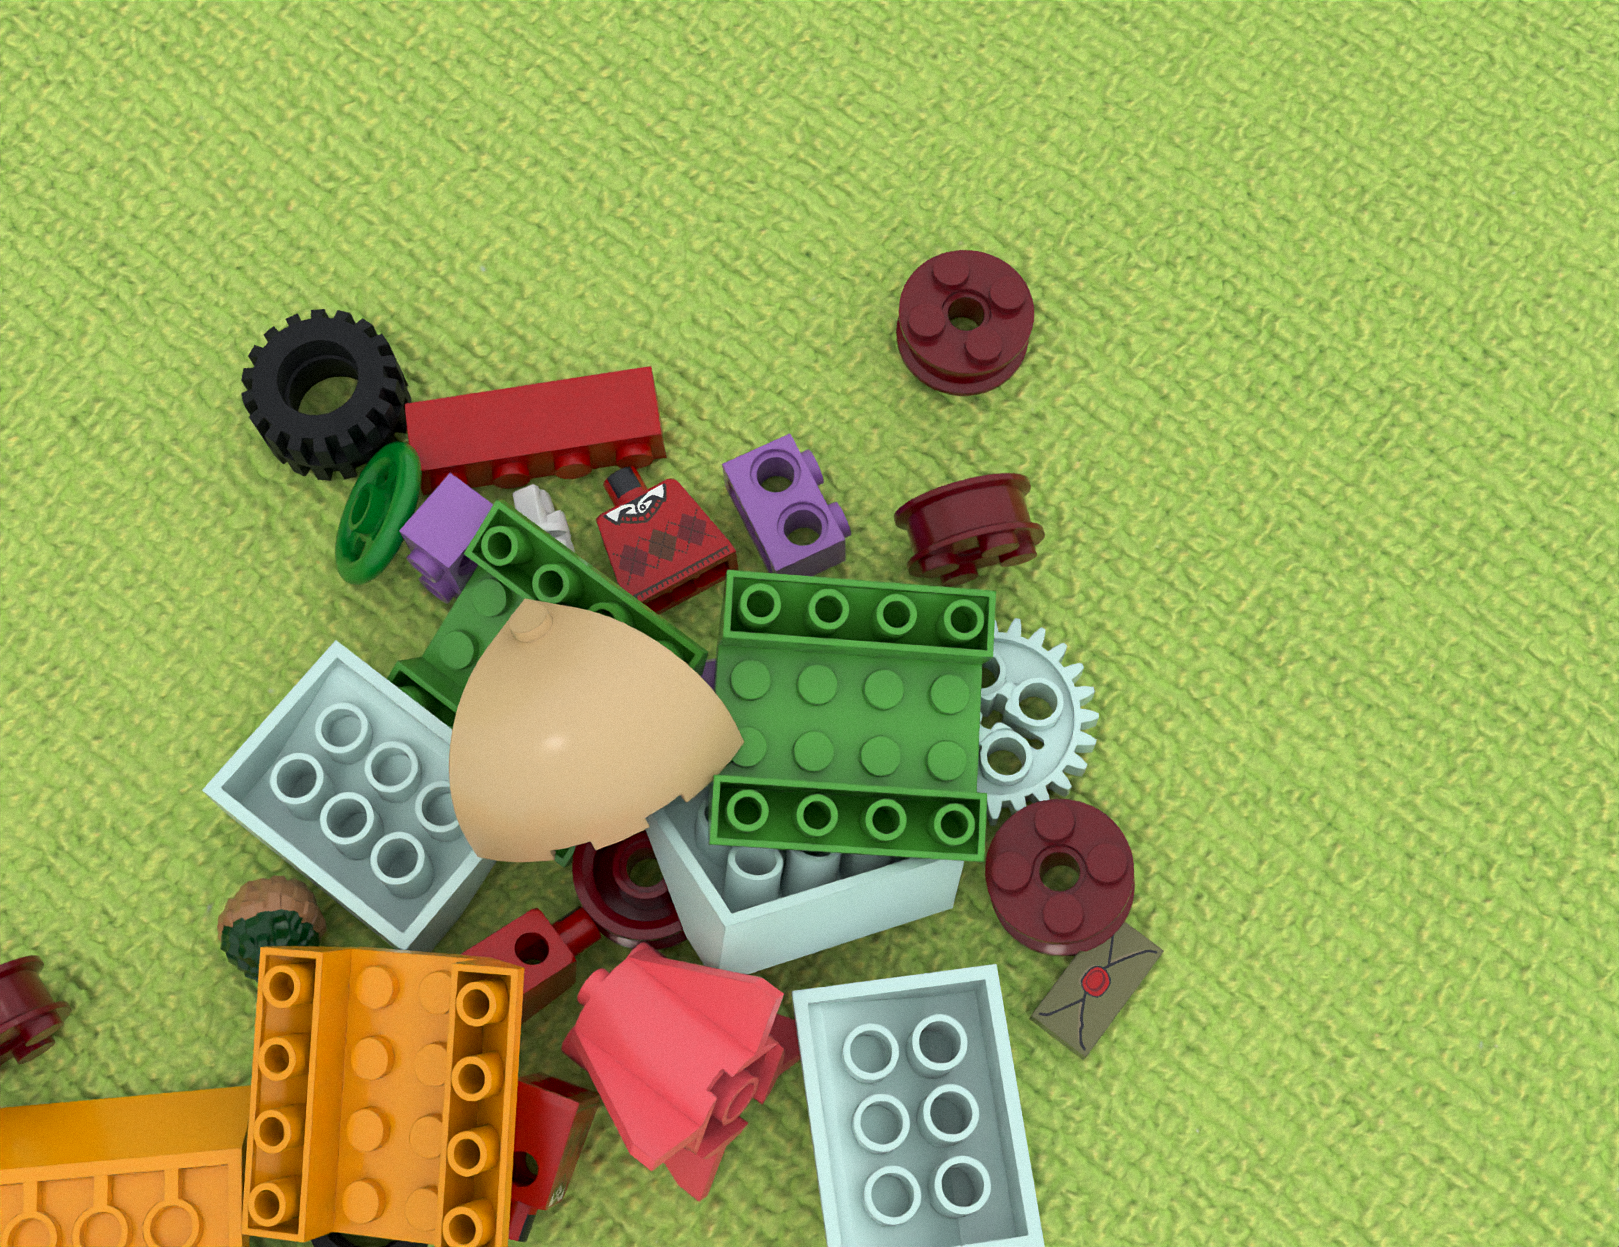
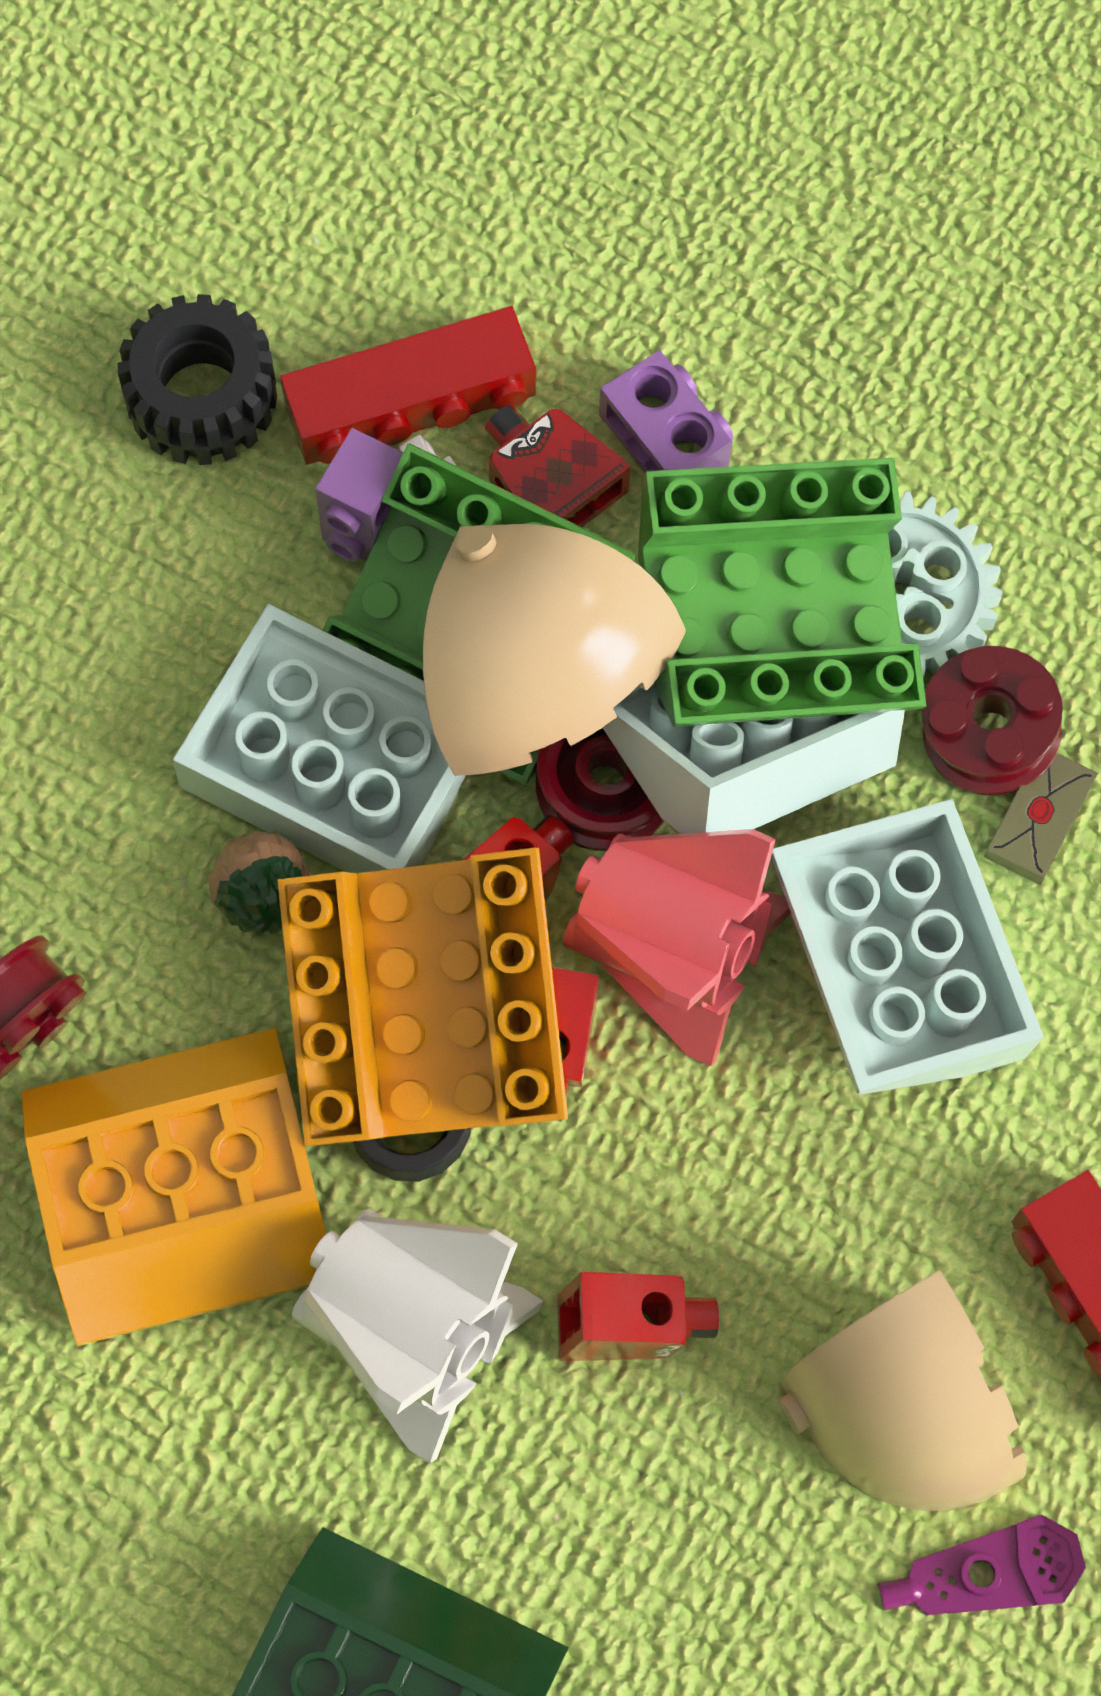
camera: 15 degrees left, 0 degrees up
(377, 513) = (277, 482): green plate -> none
(969, 287) = (807, 190): dark red wheel -> none
(969, 527) = (849, 410): dark red wheel -> none

